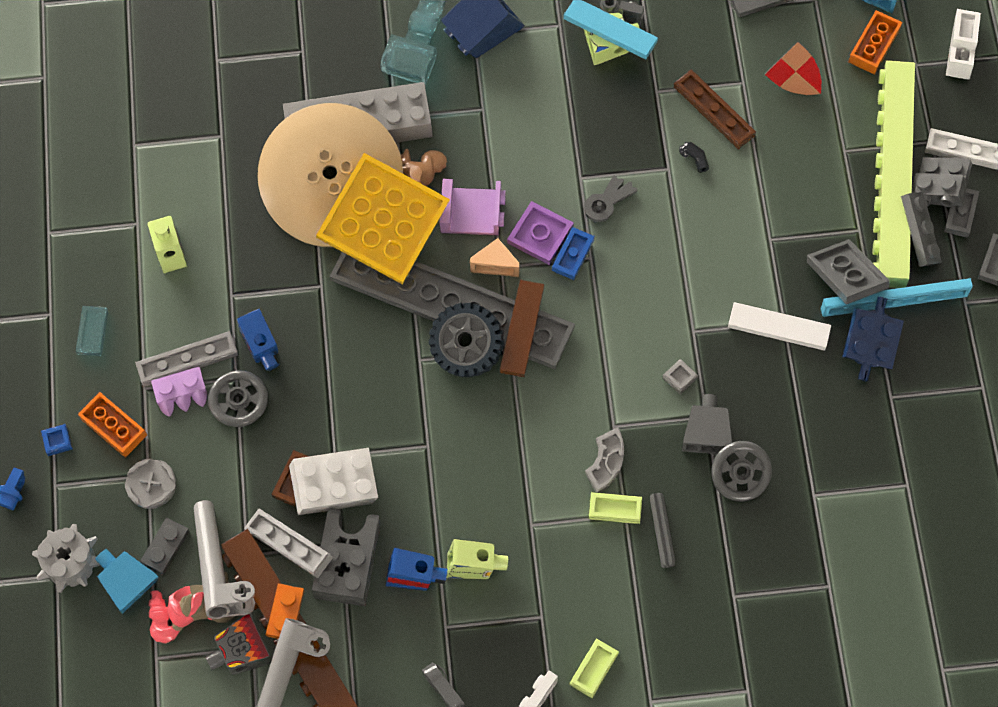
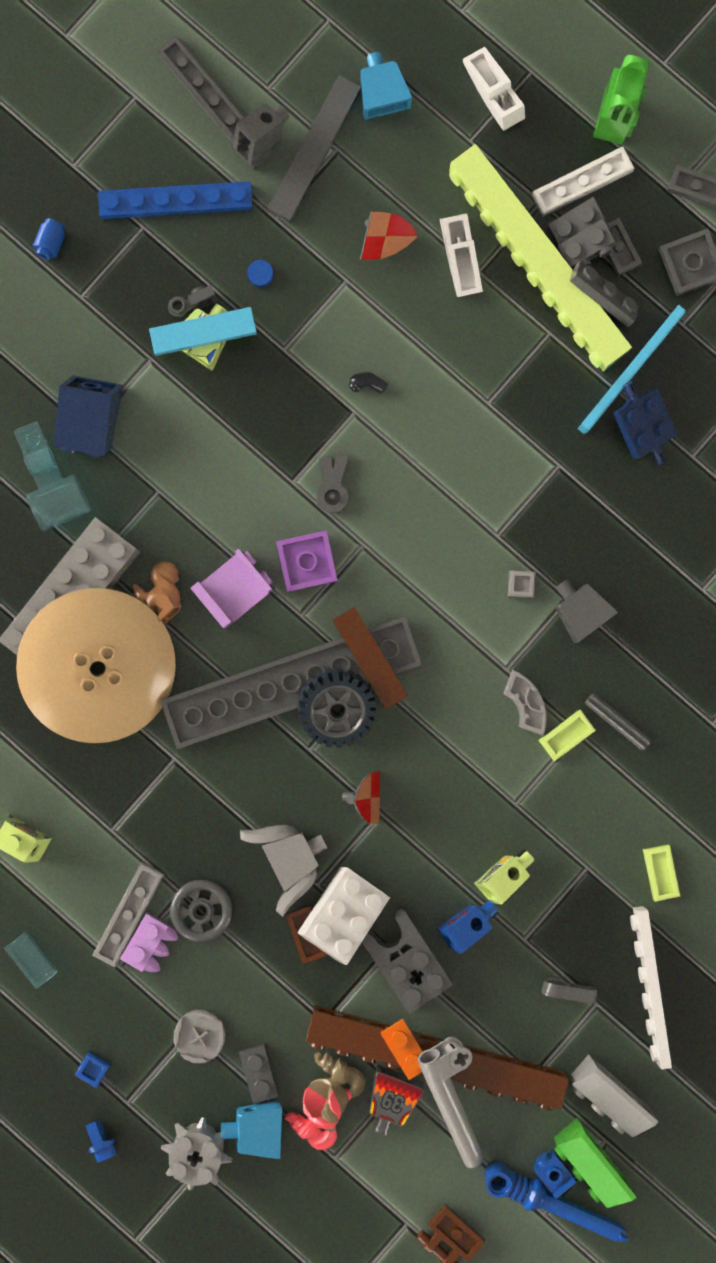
camera: 45 degrees left, 20 degrees up
(112, 424) = (125, 1020): orange piece -> none
(220, 597) = (348, 1088): light grey axle -> none
(255, 332) = (163, 851): blue torso -> none
(288, 543) = (355, 992): light grey tile -> none
(334, 415) = (290, 858): none -> light grey torso
(382, 218) = (178, 669): yellow plate -> none
(428, 420) = (366, 798): none -> shield
(495, 260) = (293, 616): light nougat slope -> none
(573, 253) = (348, 555): blue plate -> none
(686, 31) = (260, 273): none -> blue tile
(714, 109) = (345, 325): reddish brown tile -> none
(754, 487) = (645, 624): dark grey plate -> none
(779, 326) = (560, 473): white tile -> none
(840, 126) = (461, 254): none -> white slope
(848, 271) = (579, 383): dark grey plate -> none
(875, 42) = (423, 149): orange piece -> none

